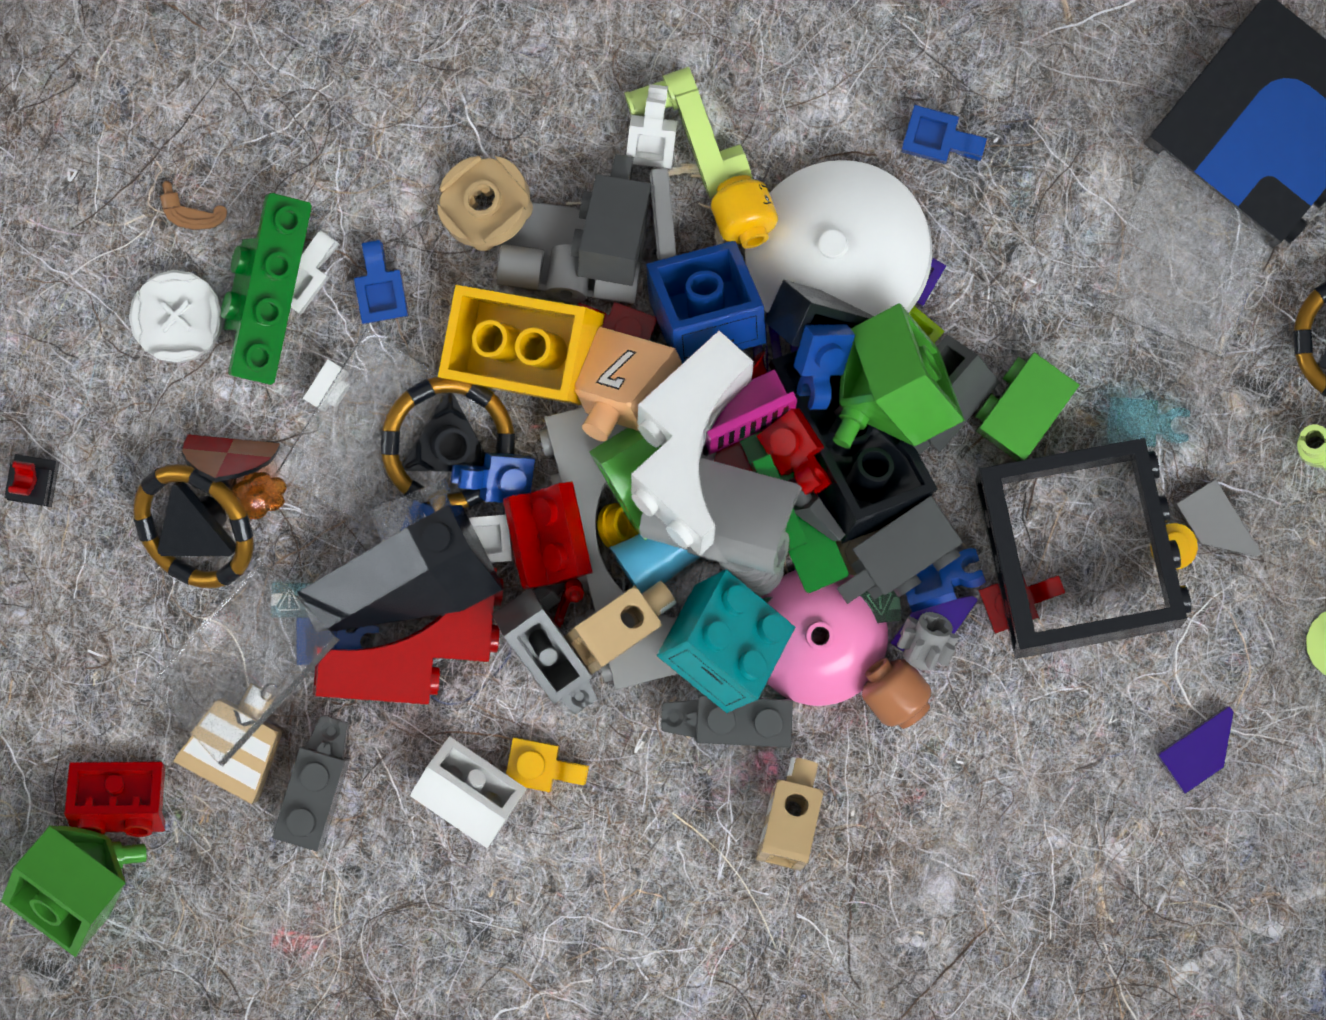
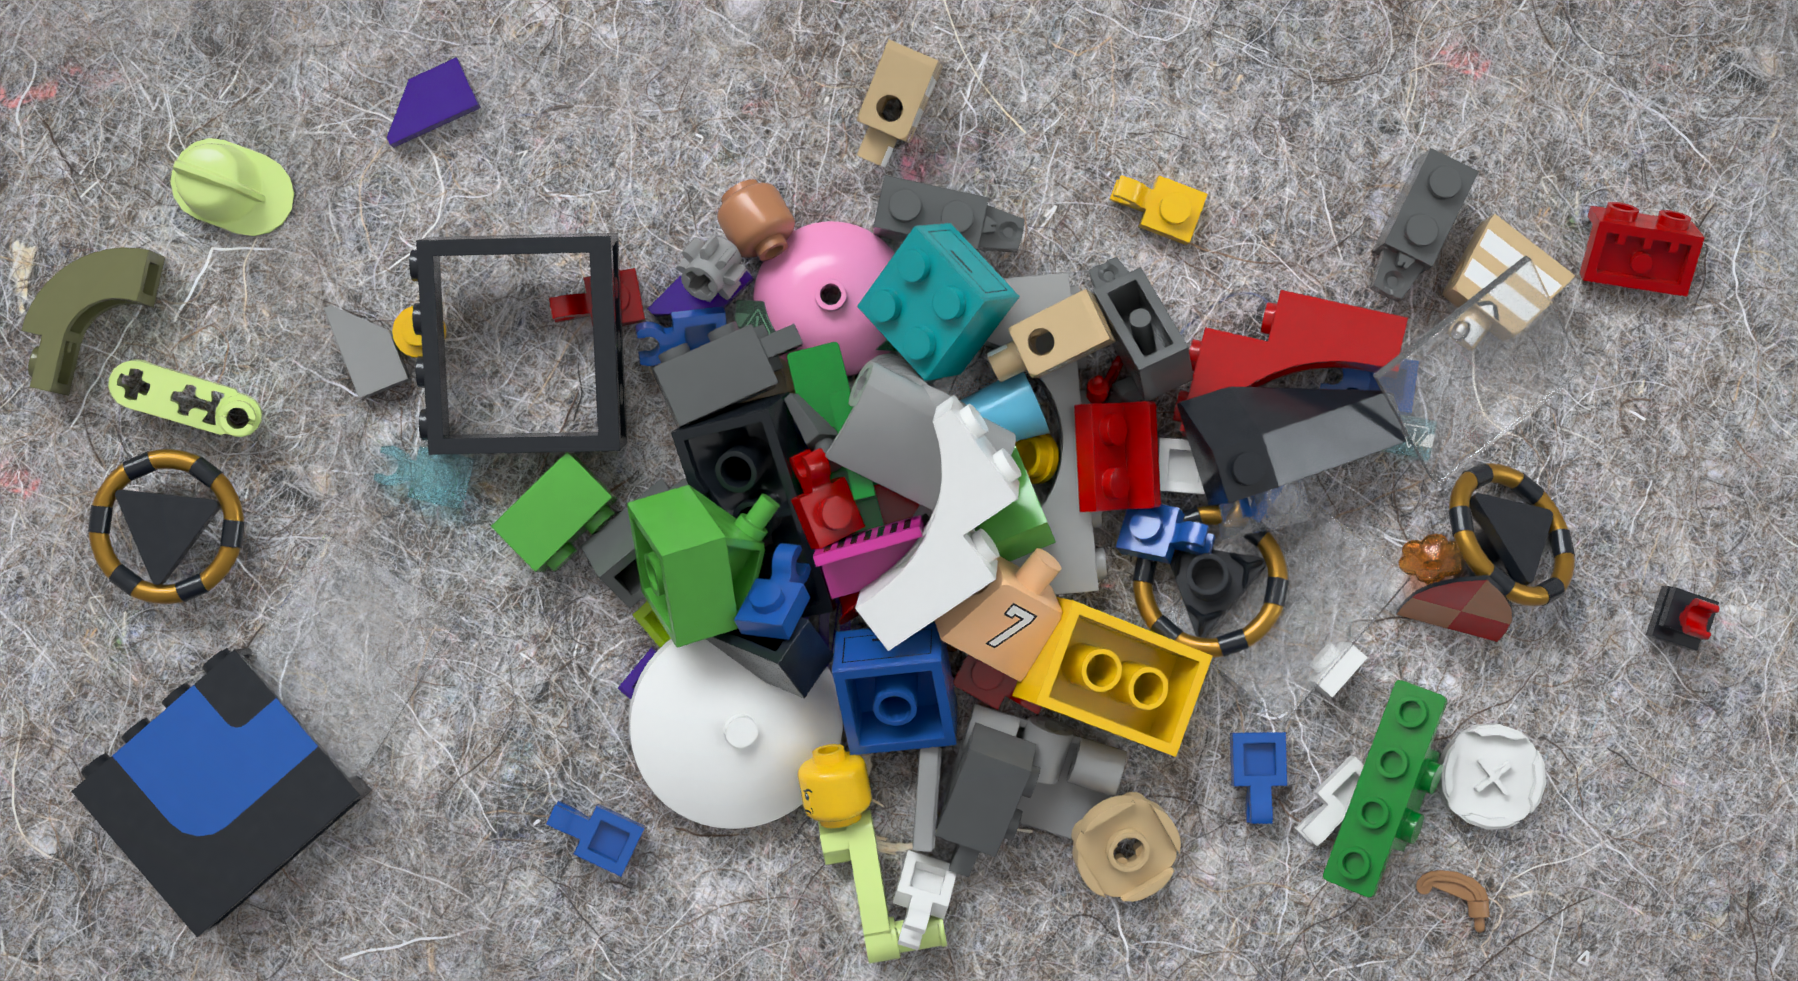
camera: 175 degrees left, 0 degrees up
(70, 883) = (1708, 161): bright green piece -> none
(468, 792) = (1250, 188): white brick -> none

